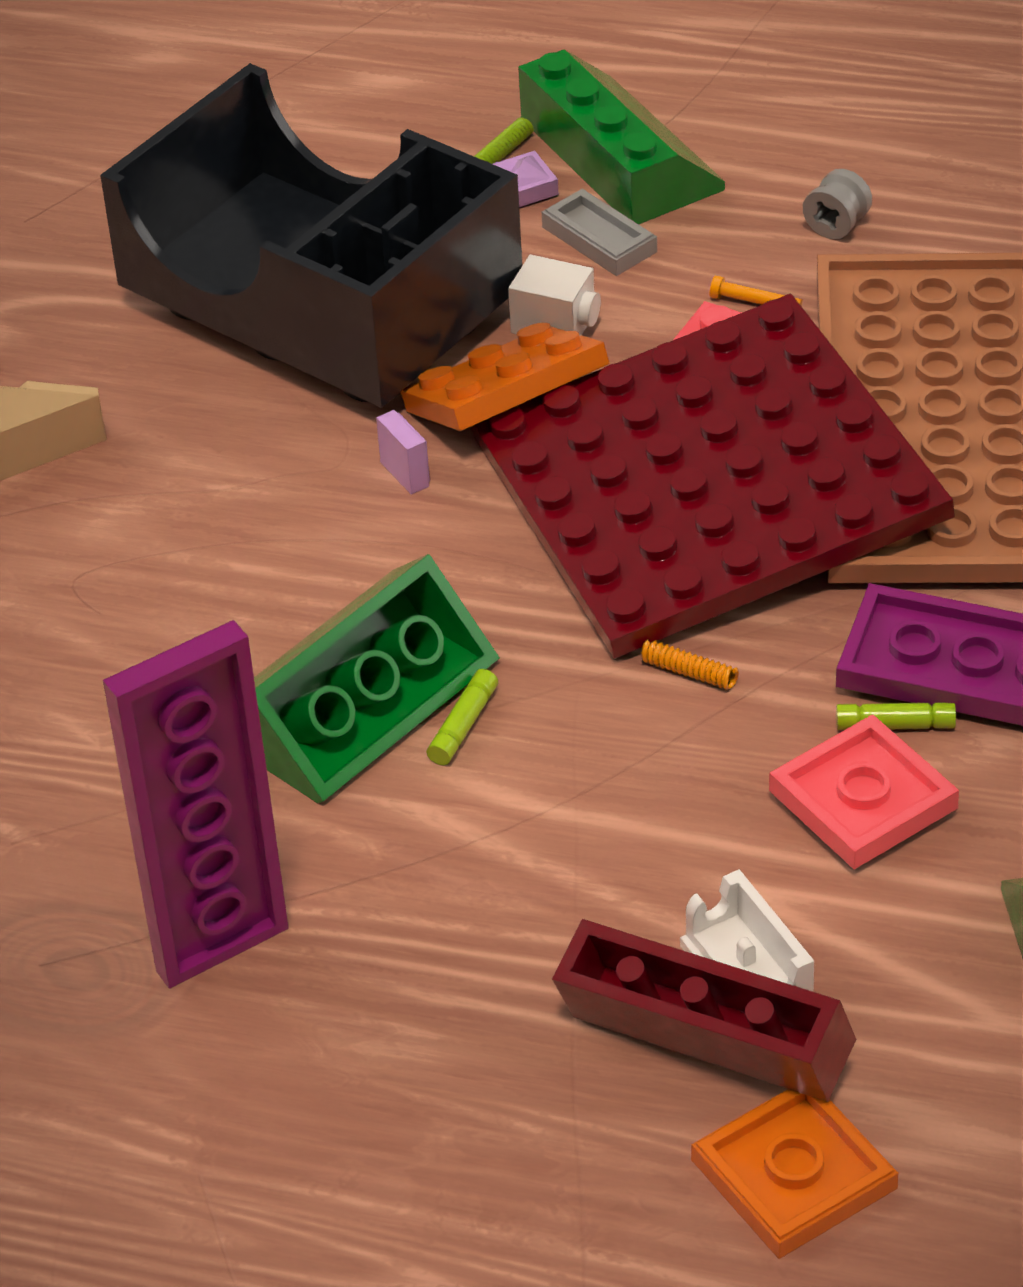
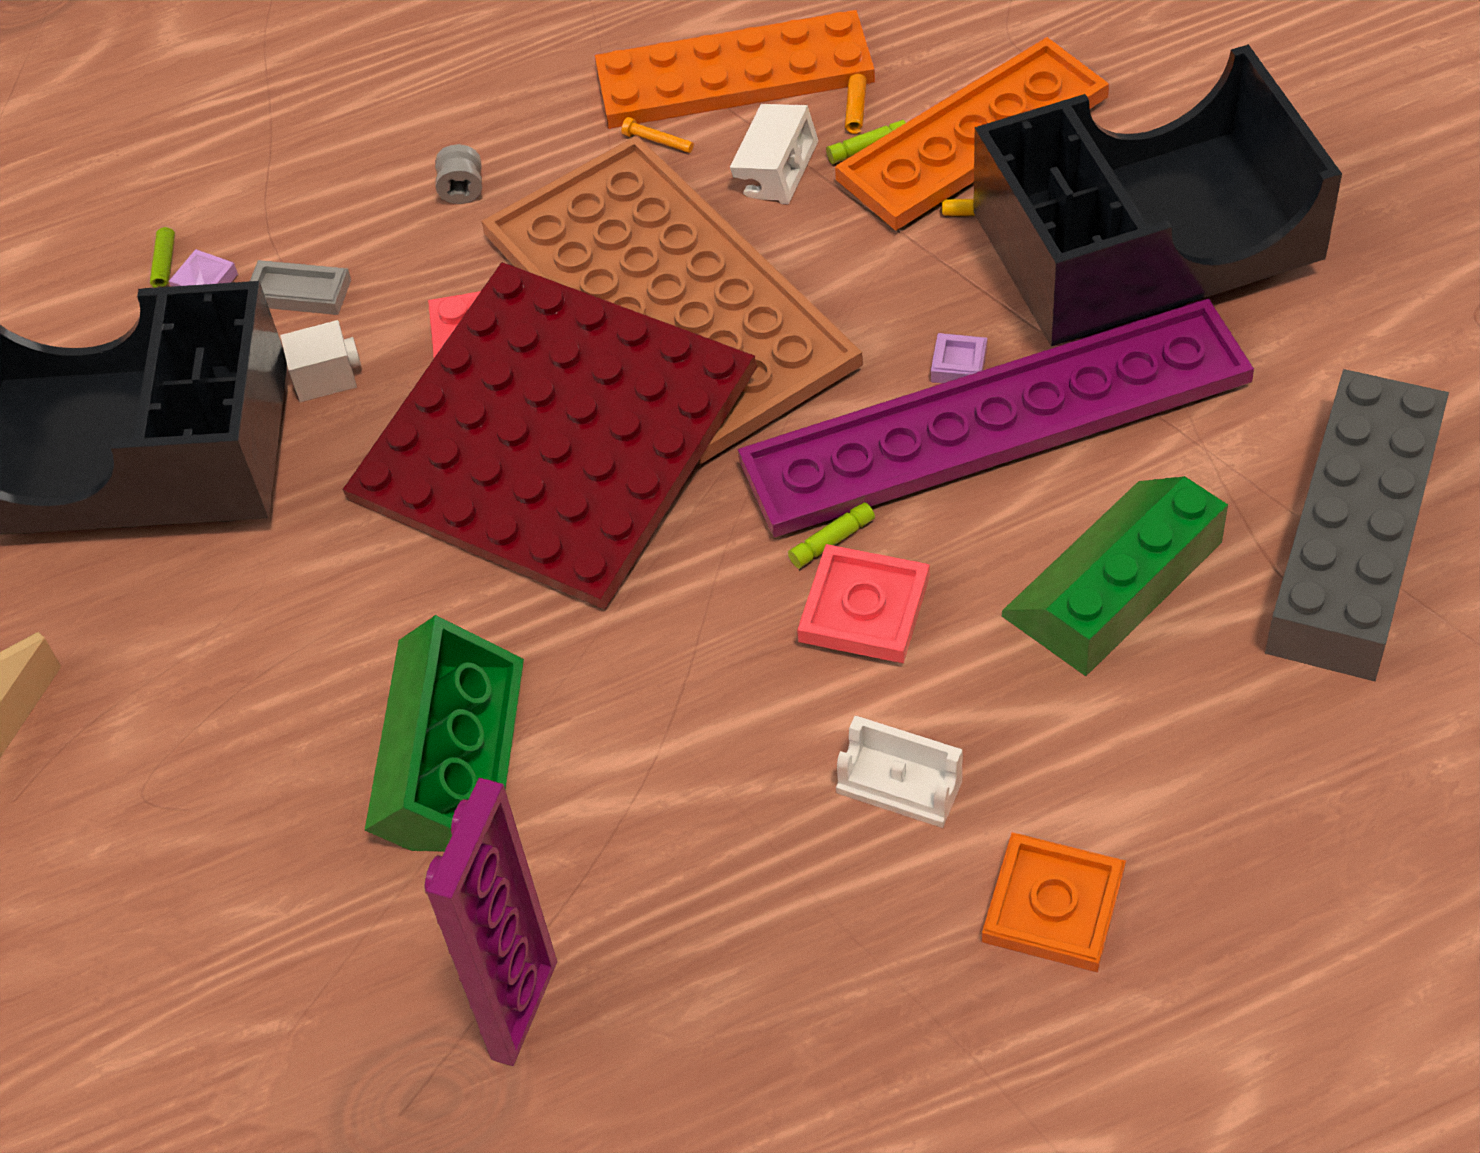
camera: 35 degrees left, 10 degrees up
(403, 451) = (315, 543): lavender tile -> none
(462, 717) = (539, 720): lime wheel -> none
(503, 376) = (340, 442): orange plate -> none
(611, 138) = (244, 210): green slope -> none
(689, 664) = (661, 582): light orange piece -> none
(705, 1009) = (921, 832): dark red brick -> none
(721, 288) = (427, 283): light orange piece -> none

